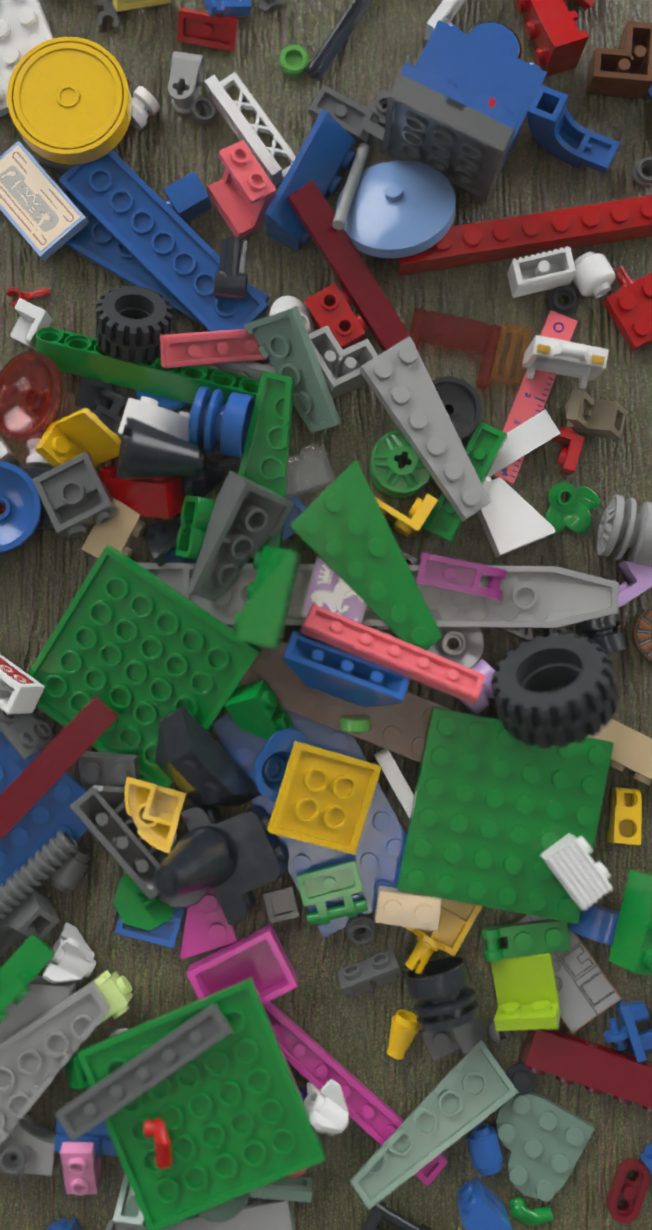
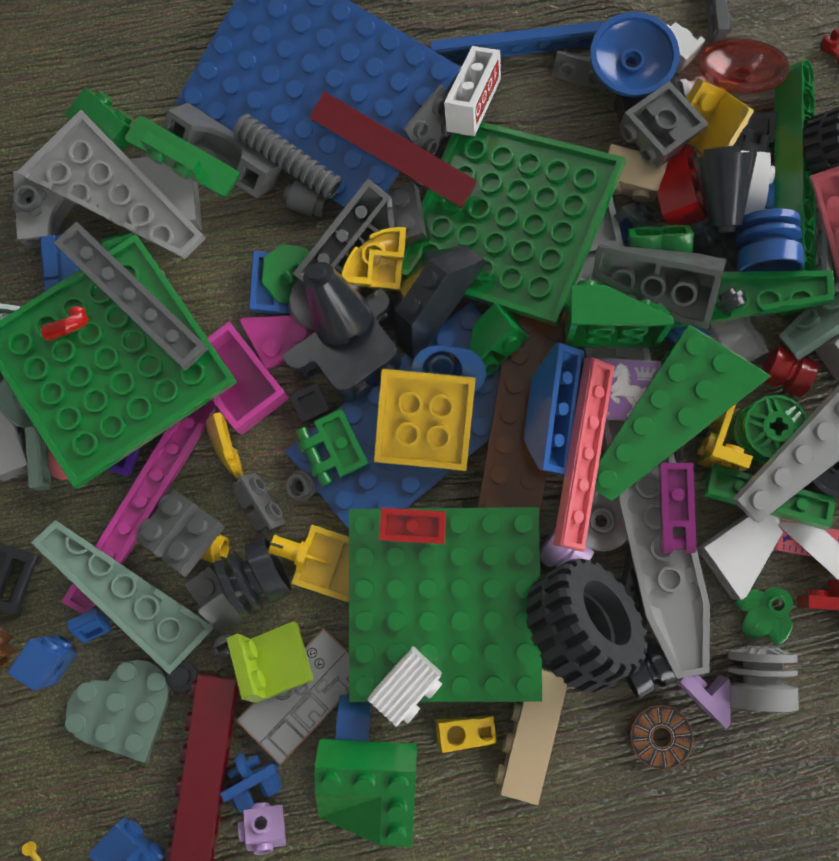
camera: 80 degrees right, 5 degrees down
(30, 320) = (818, 57): white panel -> none
(71, 959) = (222, 215): white brick -> none
(80, 1168) = (28, 264): bright pink plate -> none
(116, 991) = (197, 265): yellowish green brick -> none
(271, 476) = (730, 300): none -> black plate
(302, 1001) = (221, 441): none -> yellow brick
(327, 1108) = (121, 484): white brick -> none
(344, 436) = (786, 370): none -> red wheel
(355, 724) = (504, 433): bright green tile -> none
(384, 1059) = (179, 532): none -> dark grey plate
(395, 779) = (456, 488): white beam -> none
(407, 909) = (331, 523): tan brick -> none
(429, 834) = (412, 525): none -> red plate
(455, 1162) = (89, 625): none -> blue tile
(484, 1149) = (106, 652): blue brick -> none
(526, 939) = (322, 653): green plate -> none
(528, 1216) = (46, 711): green arm -> none
(628, 1188) = (90, 810): dark red plate -> none

